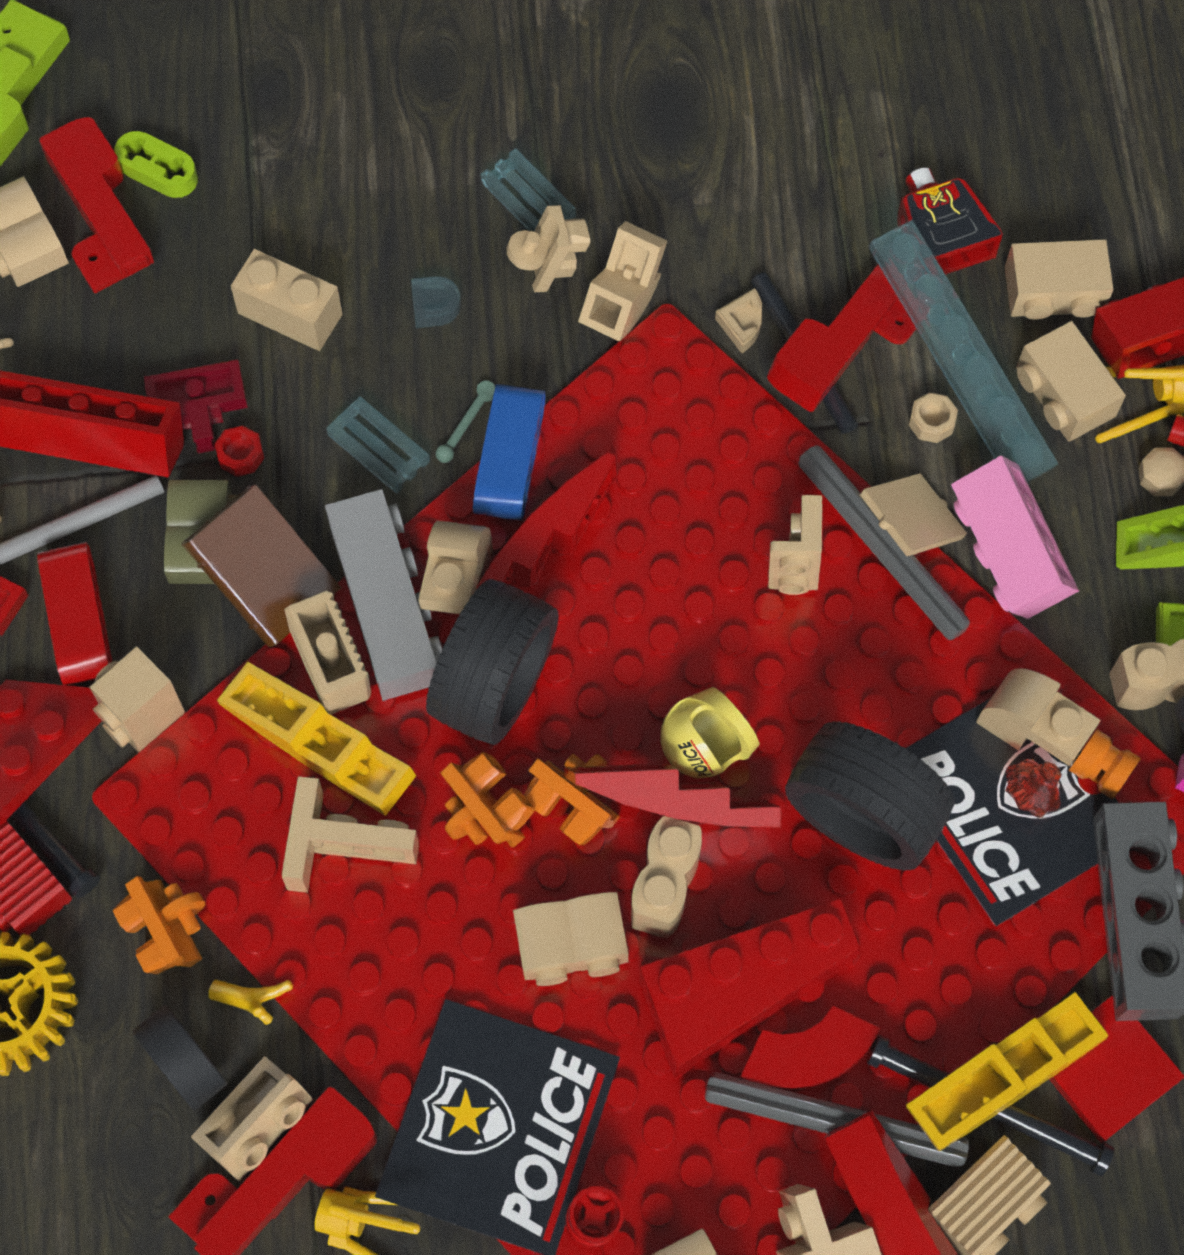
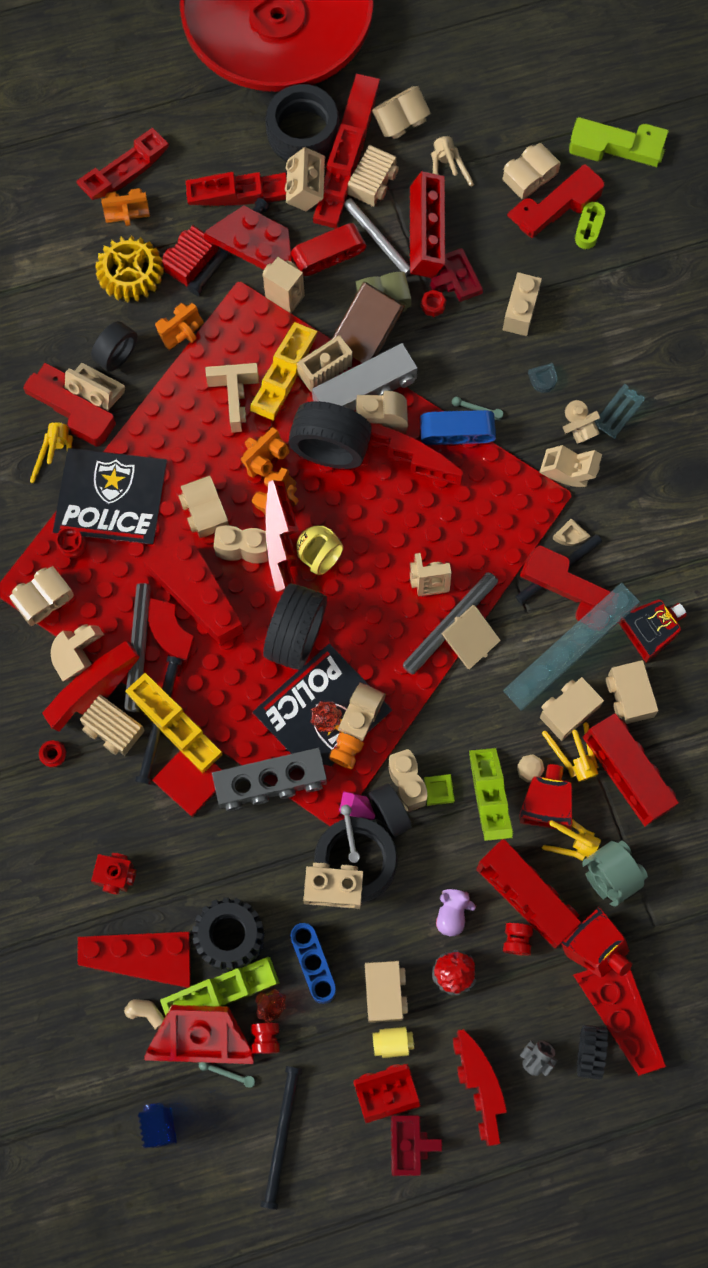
camera: 80 degrees right, 5 degrees up
(248, 998) = (151, 372): yellow bar -> none
(405, 469) = (443, 385): clear light blue tile -> none
(933, 417) = (533, 640): tan tile -> none
(1013, 538) = (467, 689): bright pink brick -> none

